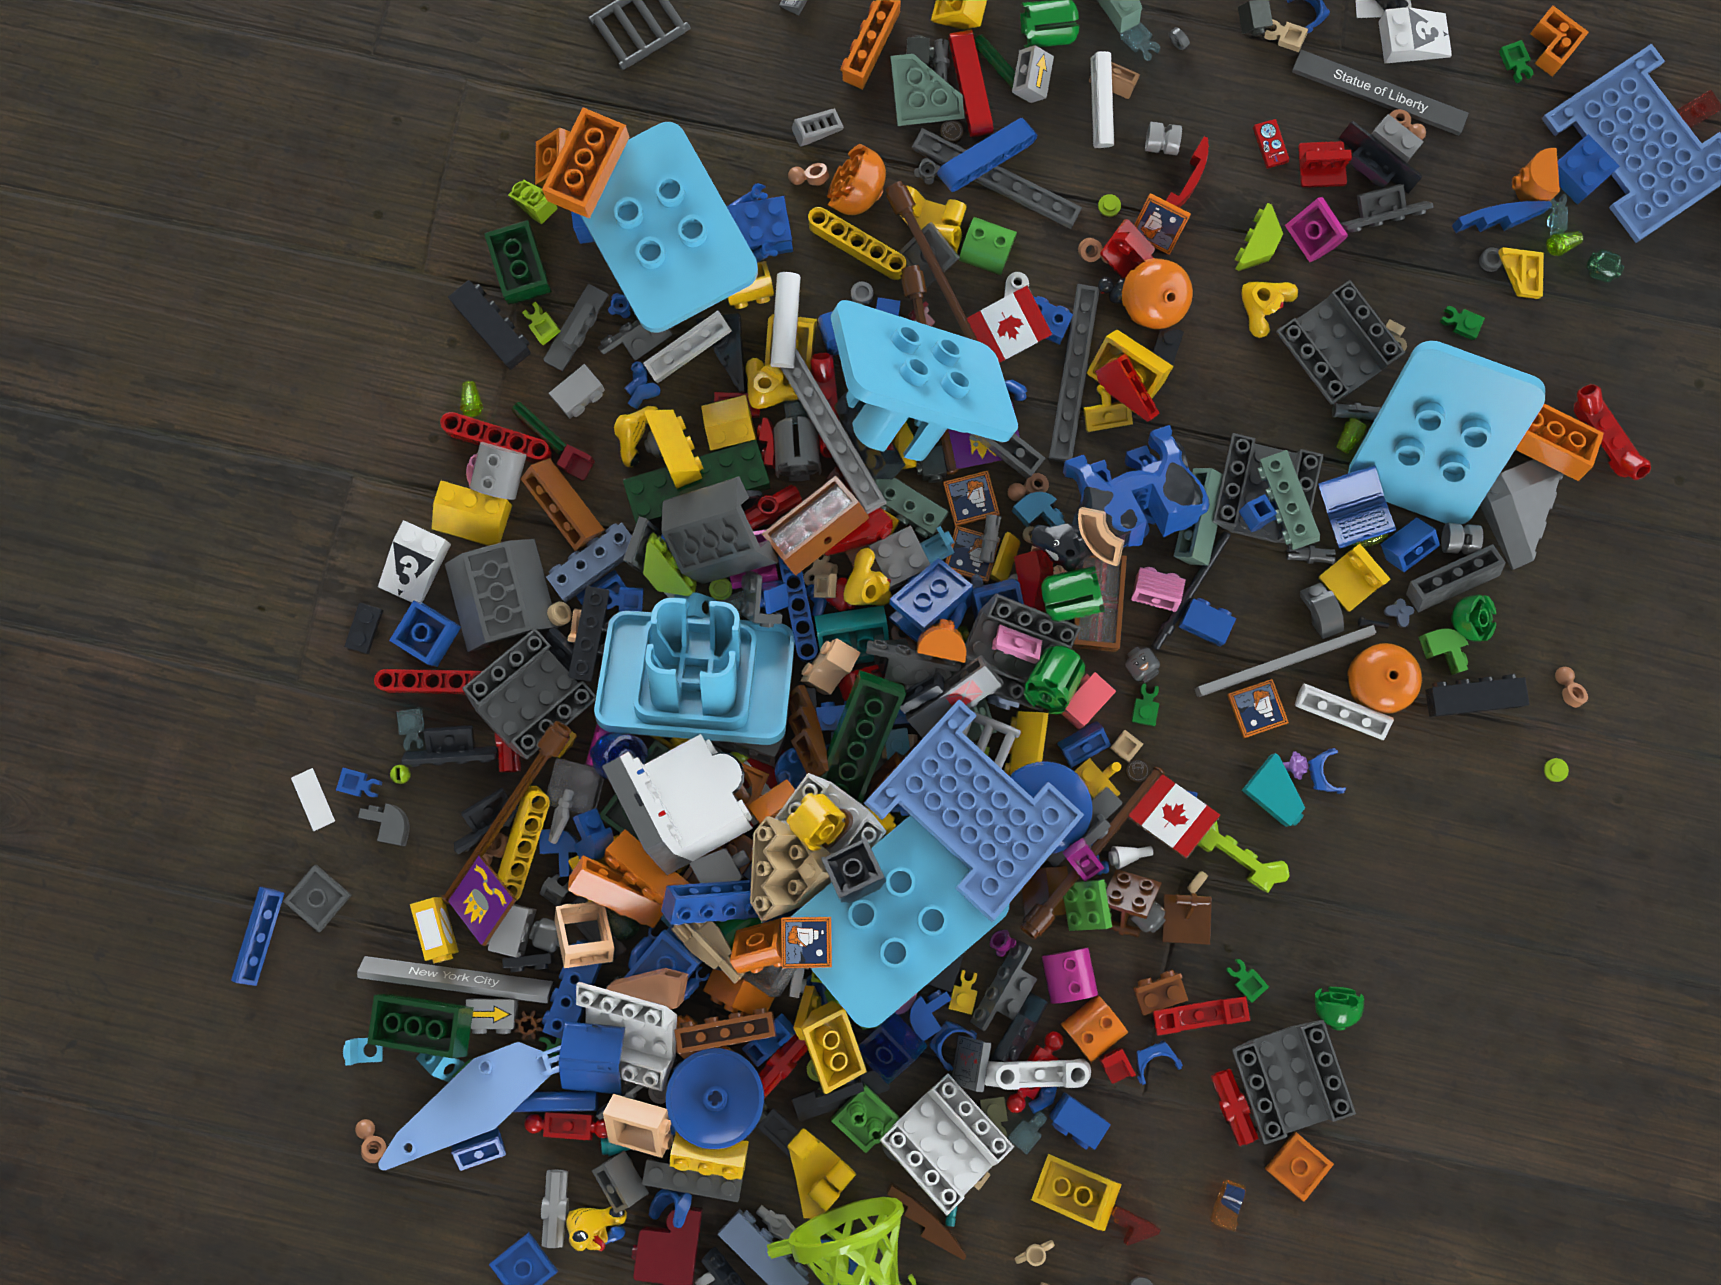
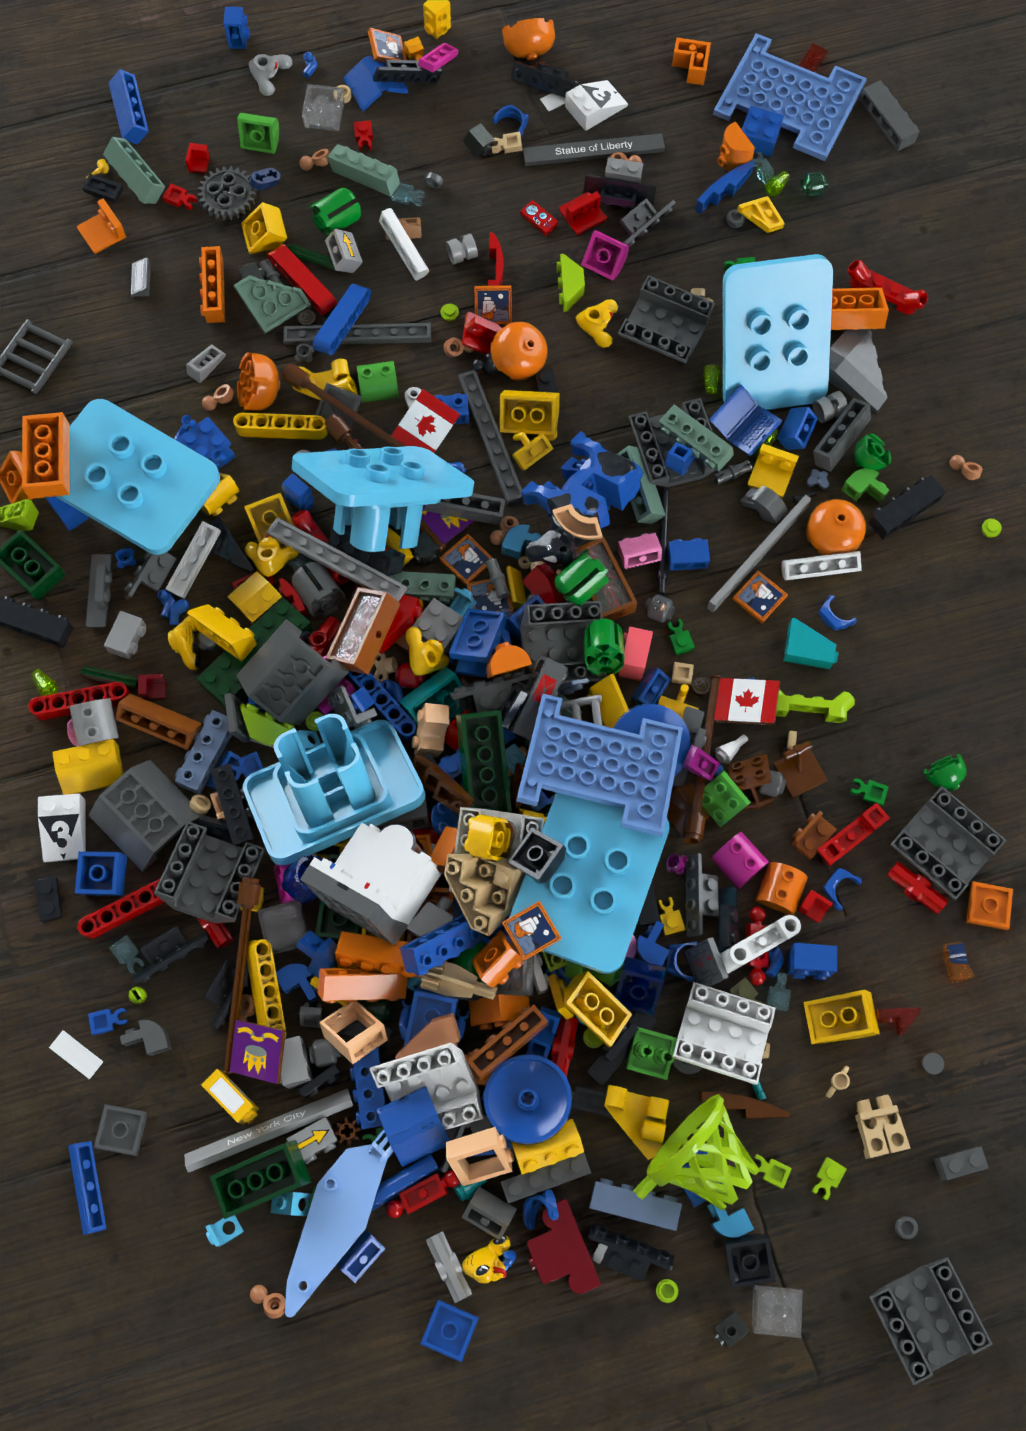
camera: 30 degrees left, 10 degrees down
(542, 324) = (71, 602): lime plate -> none
(561, 816) = (285, 951): light grey piece -> none
(777, 1224) = (630, 1176): light grey piece -> none
(785, 320) = (257, 499): white brick -> none
(825, 585) = (394, 674): tan tile -> none
(1017, 644) = (561, 636): bright pink plate -> none
(1125, 385) = (531, 421): red slope -> none
(1297, 765) = (812, 619): medium lavender plant -> none
(1341, 410) = (704, 360): dark grey pin -> none
(1516, 57) = (672, 84): green plate -> none

